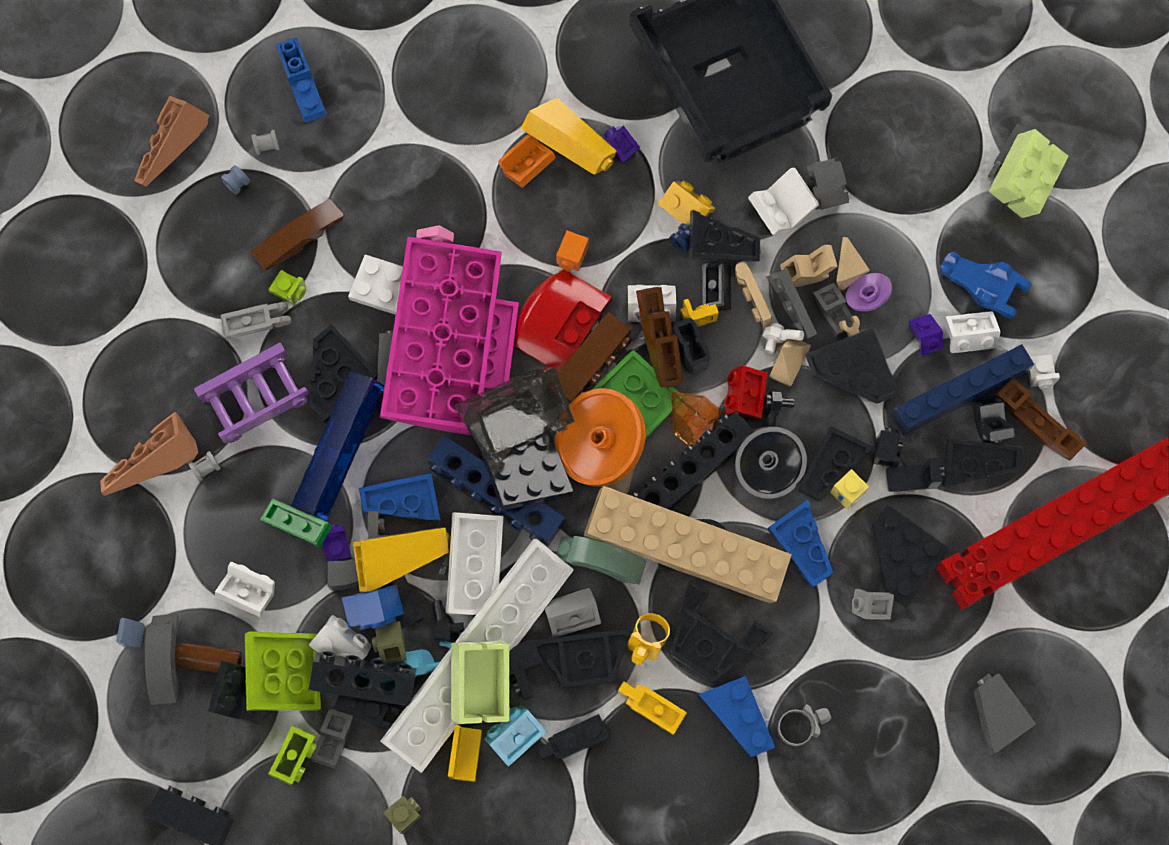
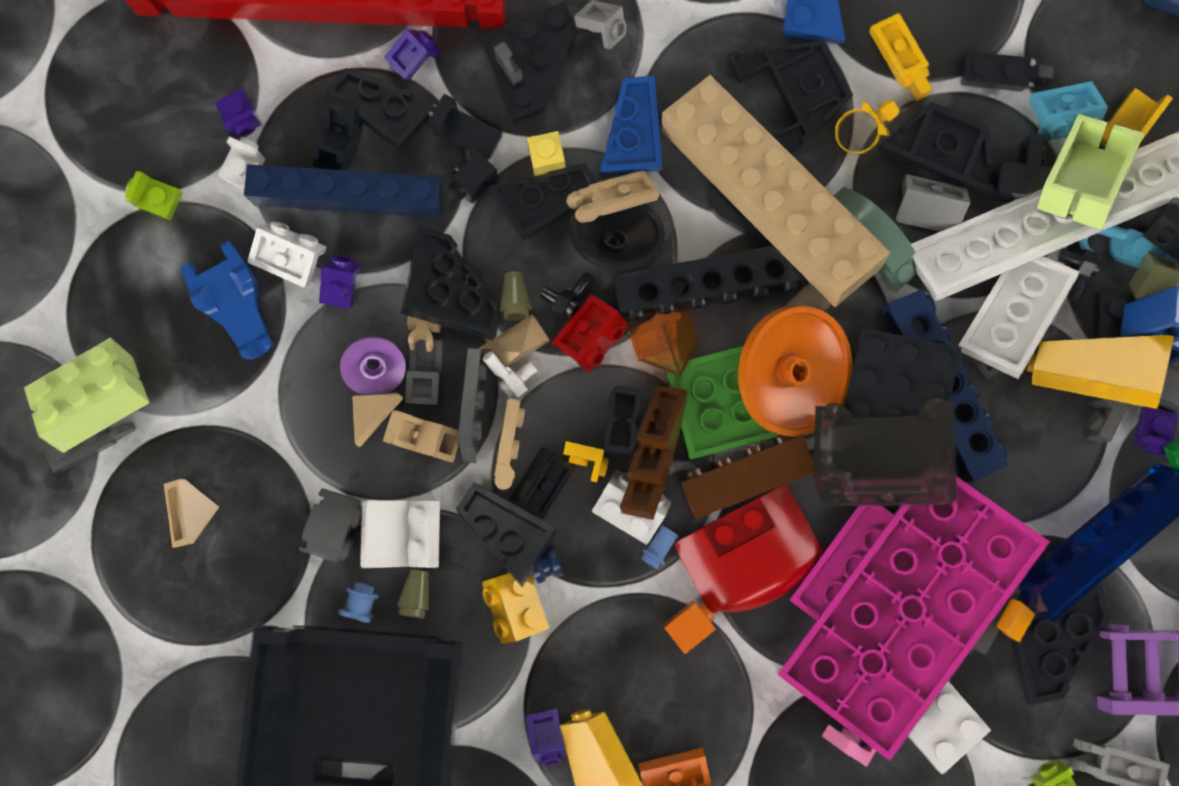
camera: 150 degrees left, 10 degrees up
(372, 363) = (1015, 620): none -> light orange tile
(403, 498) = (1050, 438): blue wing -> none
(619, 288) = (659, 547): none -> medium blue pin
(750, 175) = (415, 595): none -> olive cone
(781, 153) = (359, 602): none -> medium blue brick
(787, 486) = (612, 196): none -> tan hinge
(809, 388) = (515, 299): none -> olive cone
(914, 531) = (503, 57): none -> dark grey tile
(920, 147) = (187, 511): none -> tan slope
(984, 509) = (411, 52): none -> dark purple bracket
(1039, 422) = (283, 105): reddish brown slope -> none
(1067, 402) = (238, 114): none -> dark purple bracket
(1082, 318) = (152, 195): none -> lime bracket

